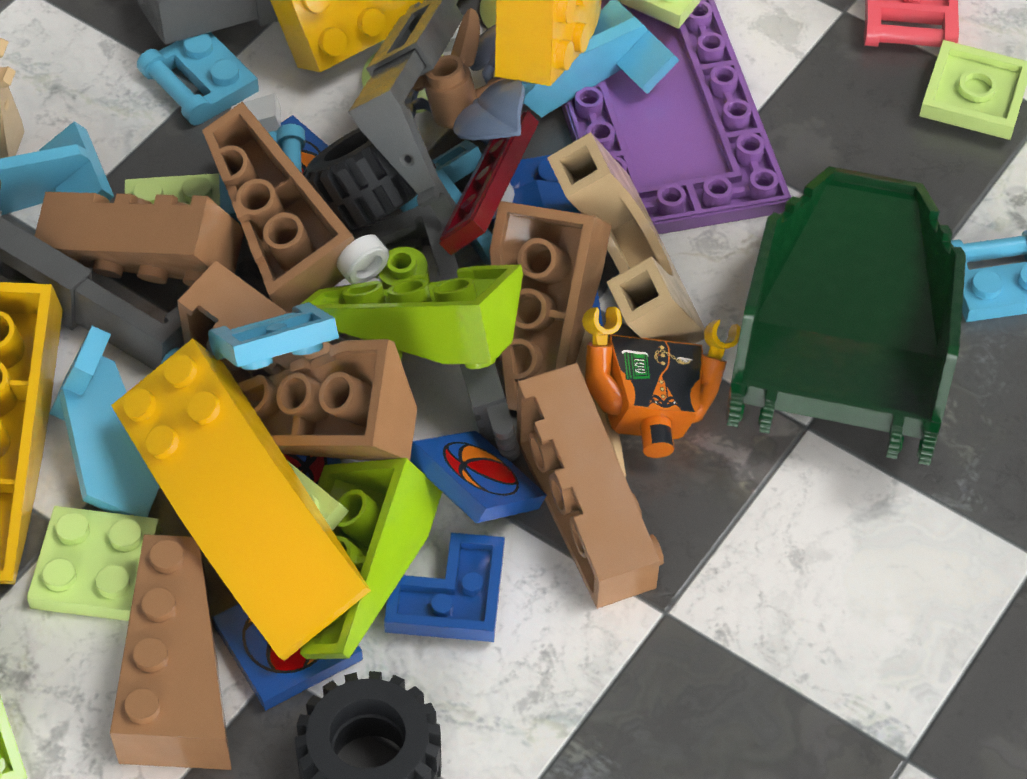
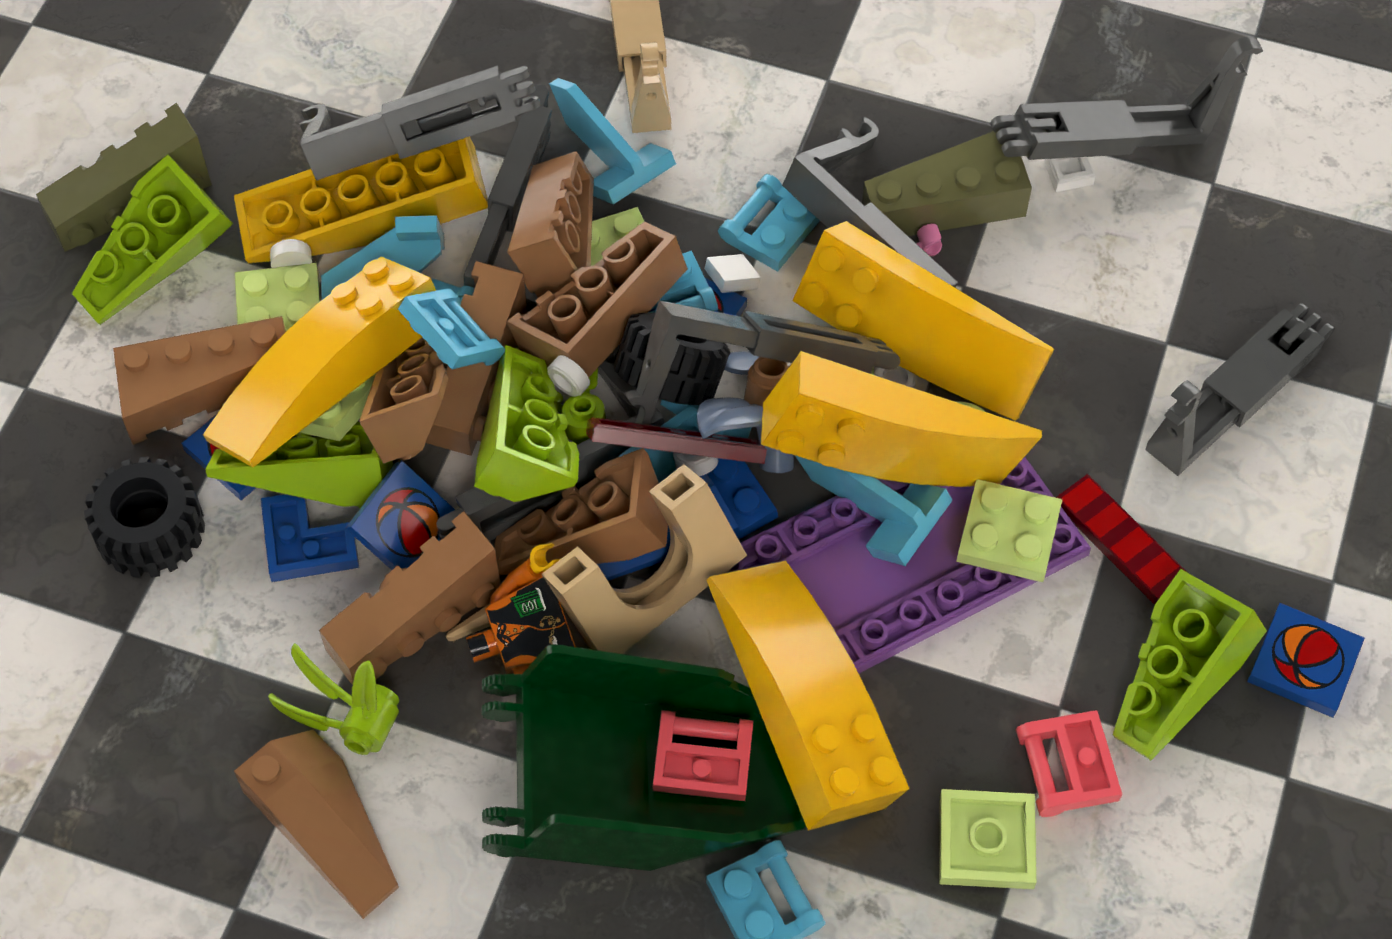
camera: 75 degrees right, 5 degrees up
(33, 527) = (290, 253): none -> white tile
(708, 567) = (371, 704): none -> lime plant
(808, 650) = (317, 808): none -> medium nougat wedge
(810, 162) = (808, 696): none -> yellow slope
(854, 283) = (698, 768): none -> coral plate

